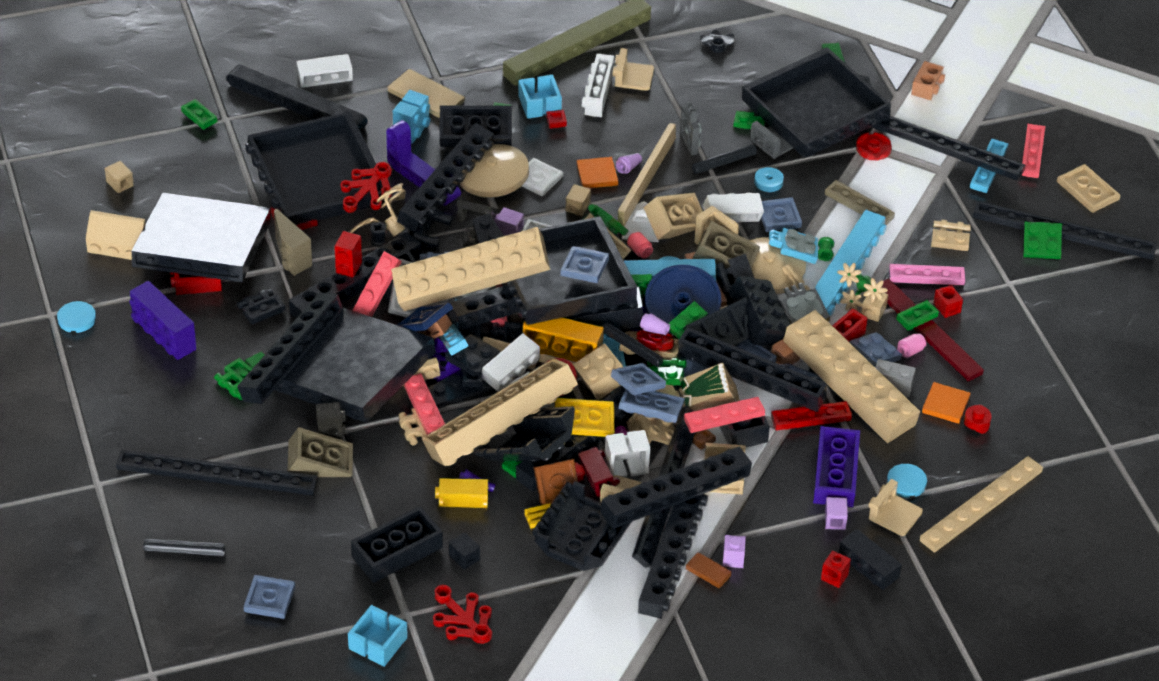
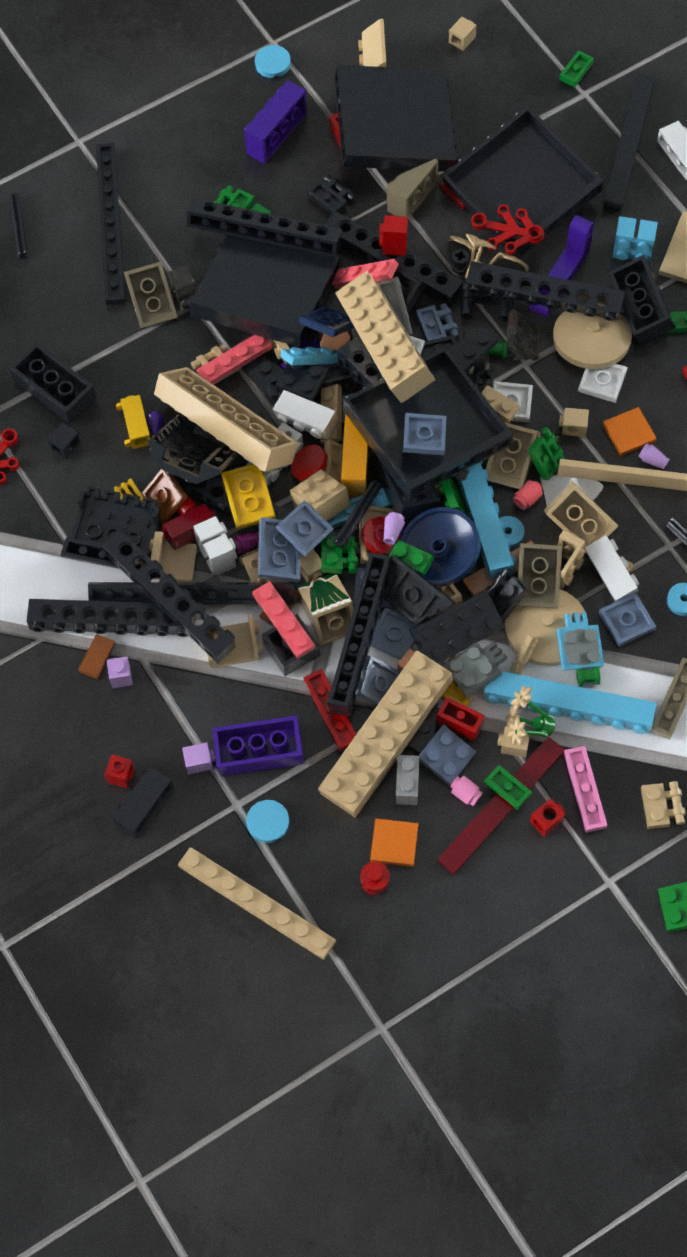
camera: 80 degrees right, 20 degrees up
(509, 221) = (517, 368): lavender brick -> none
(892, 510) = (216, 814): tan bracket -> none

